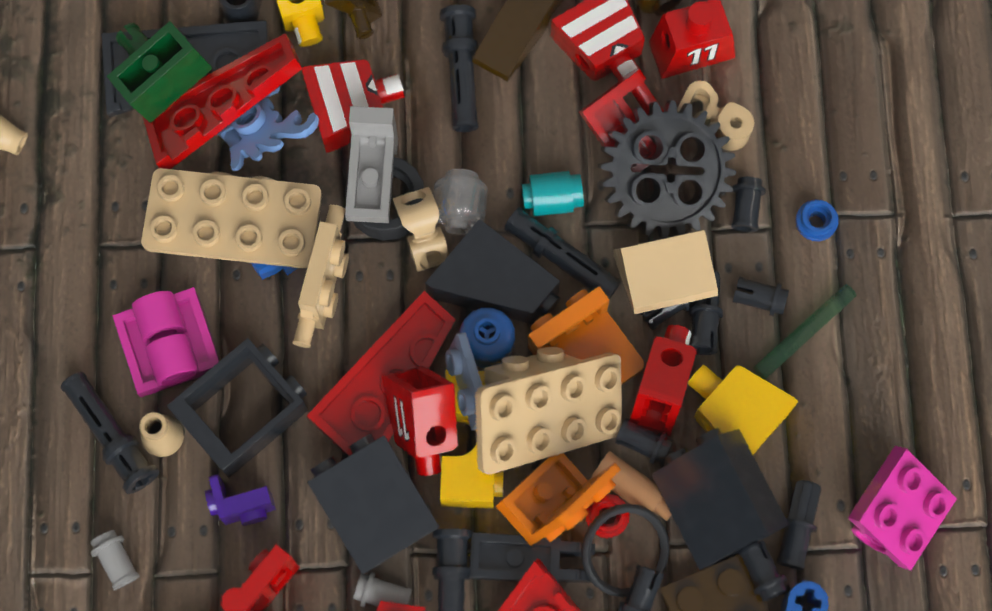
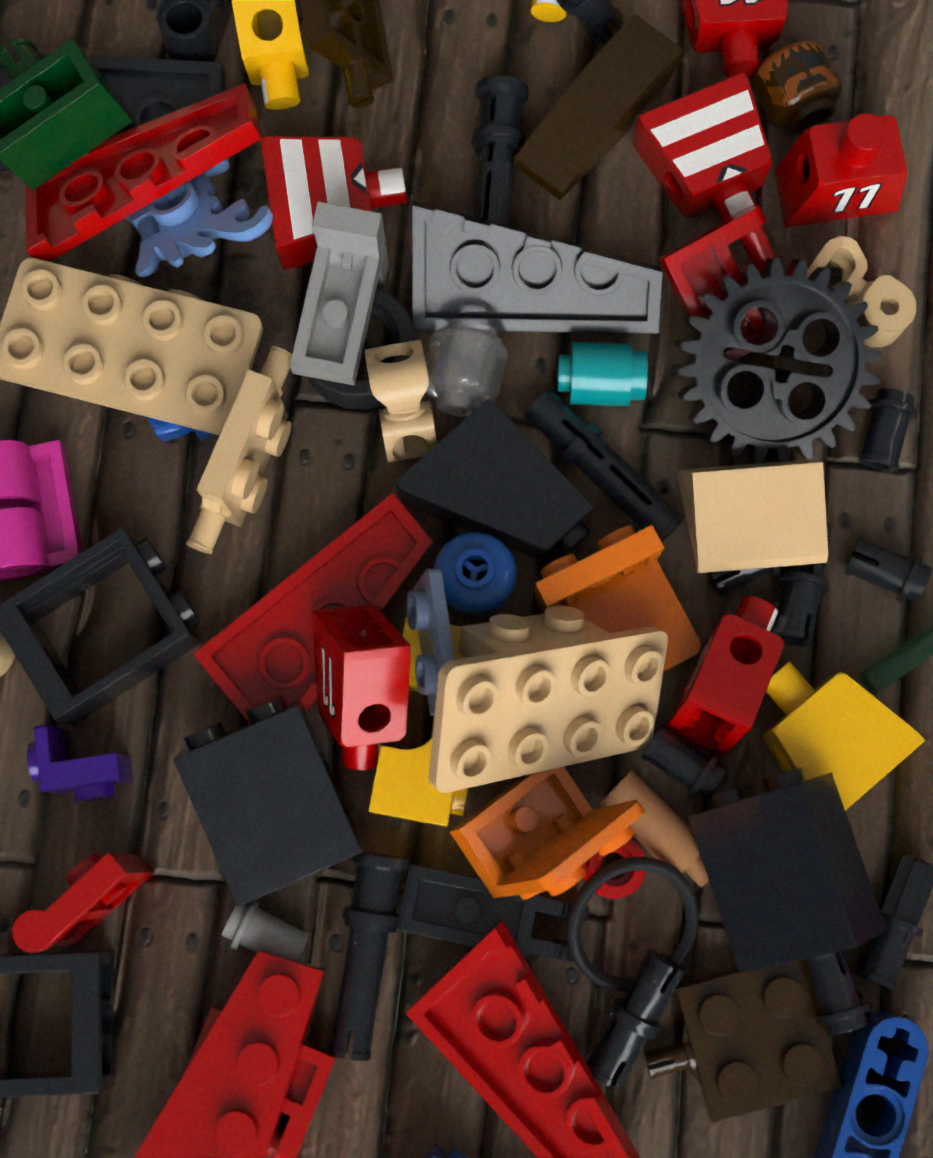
camera: 10 degrees right, 5 degrees up
(491, 138) = (524, 279): none -> wing

